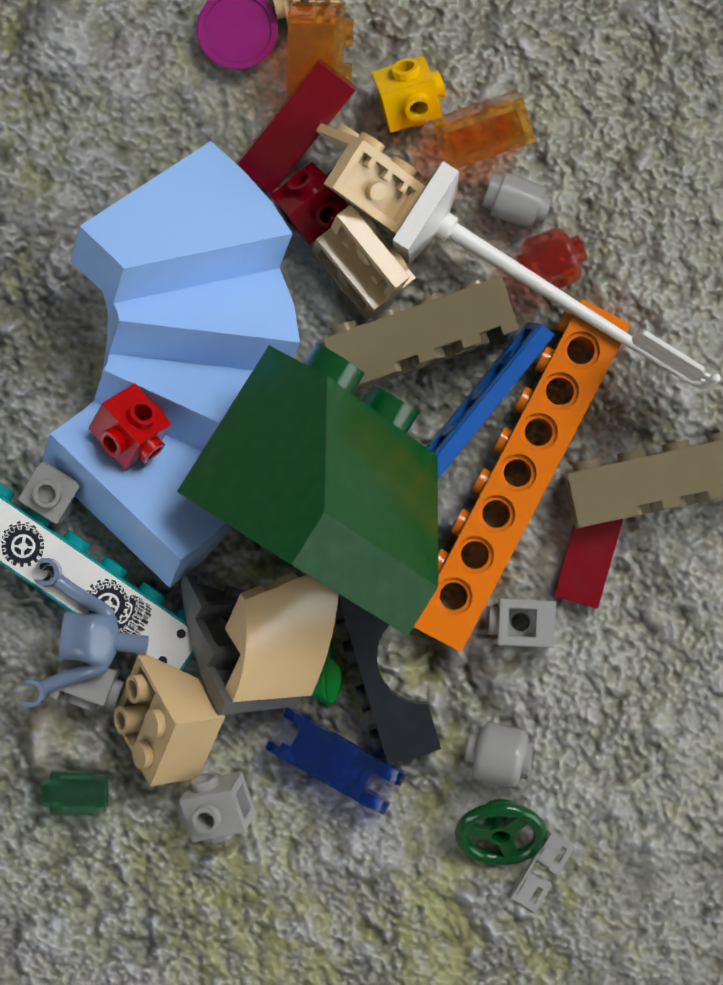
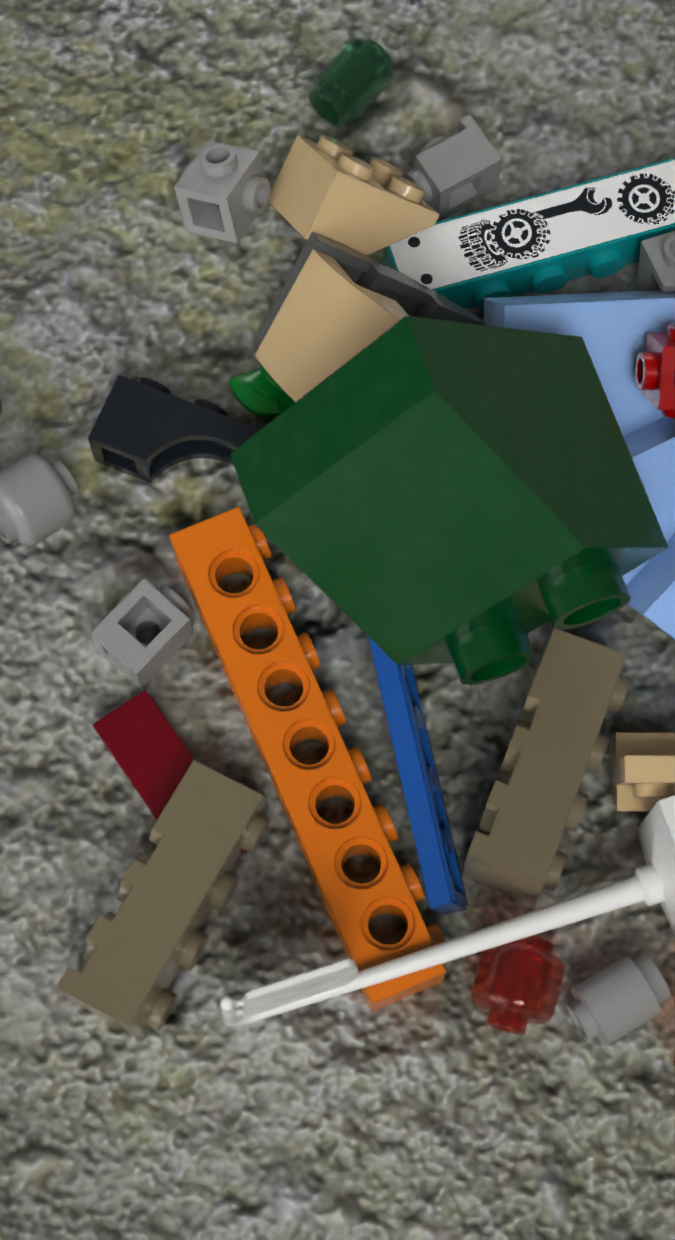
camera: 130 degrees right, 15 degrees down
(84, 637) = (503, 175): sand blue piece -> none
(336, 761) = (168, 337): clear blue piece -> none

